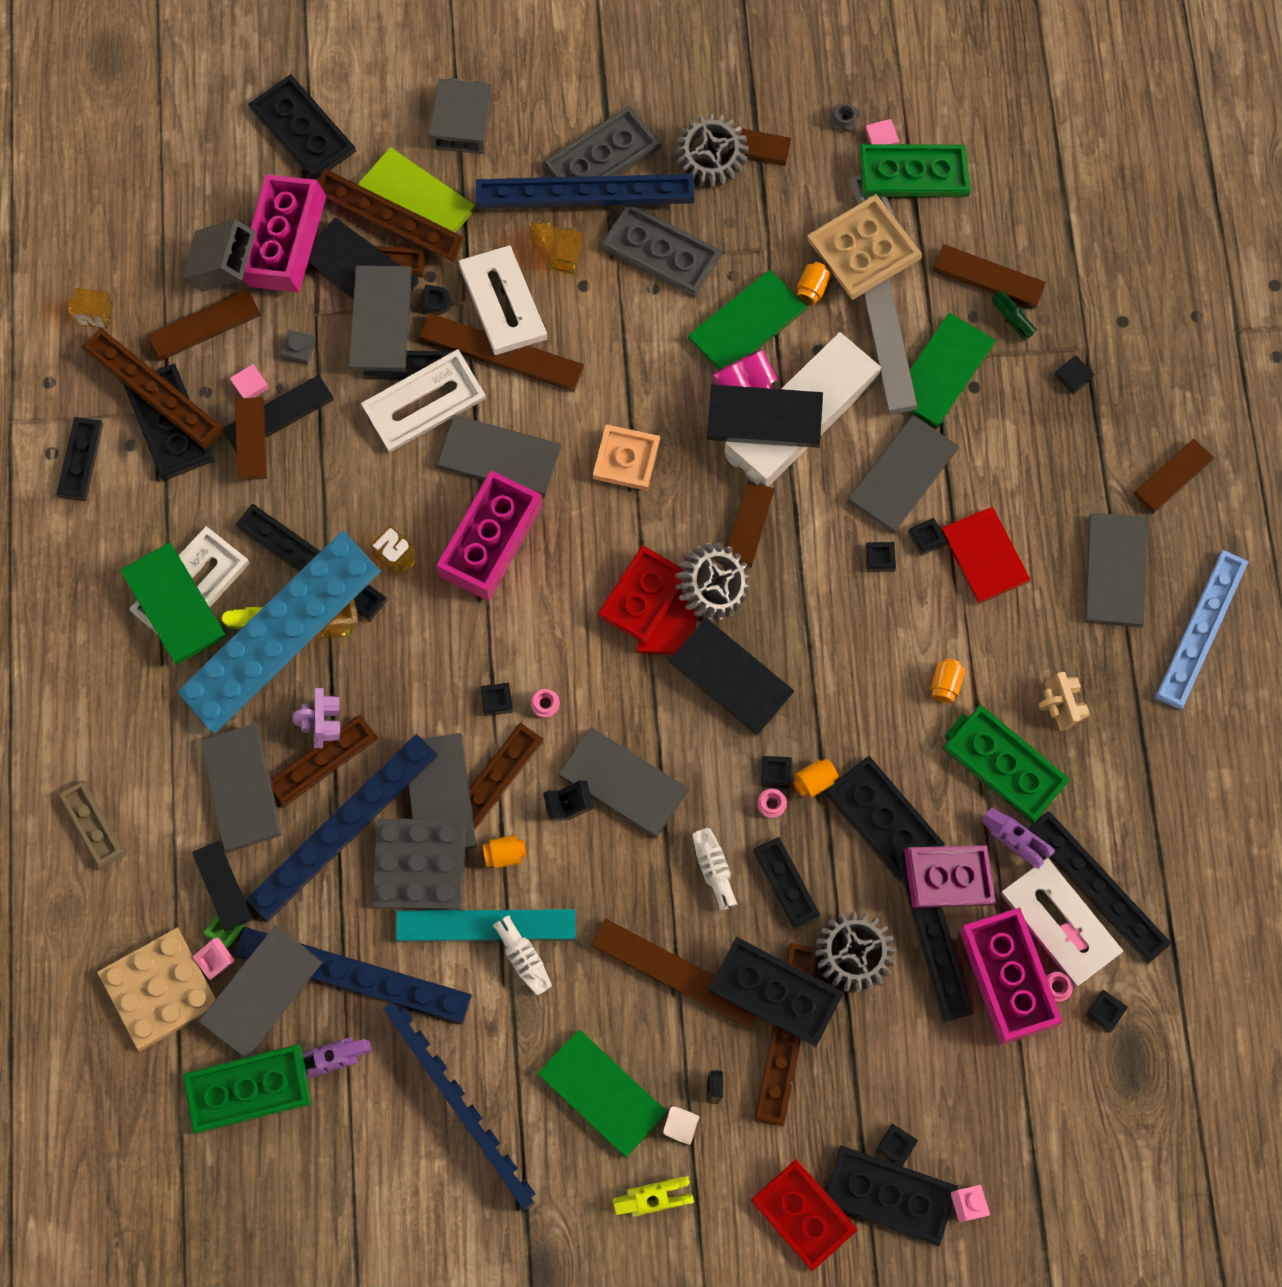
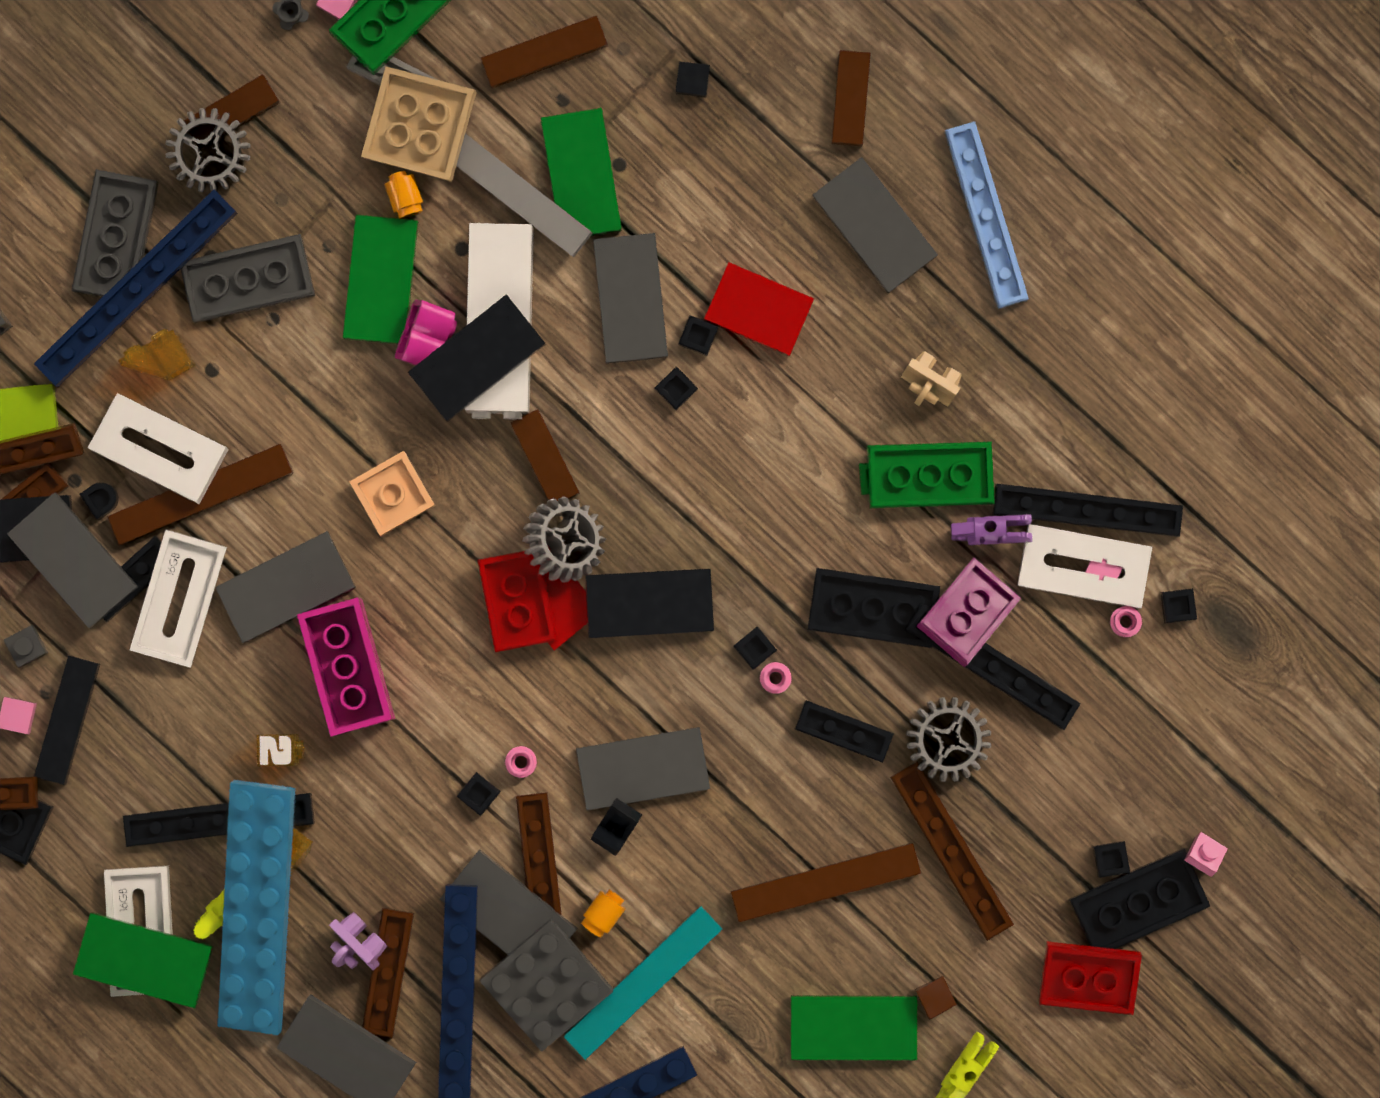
camera: 40 degrees left, 15 degrees up
(251, 438) = (68, 764): reddish brown tile -> none
(523, 957) = (697, 982): white hinge -> none
(714, 867) = (778, 772): white hinge -> none
(714, 1086) = (935, 943): black tile -> none
(776, 992) = (917, 829): black plate -> none
(815, 778) = (792, 627): light orange brick -> none
(947, 680) = (824, 448): light orange brick -> none
(1010, 976) = (1085, 650): dark pink brick -> none
(1013, 315) = (598, 71): dark green axle -> none

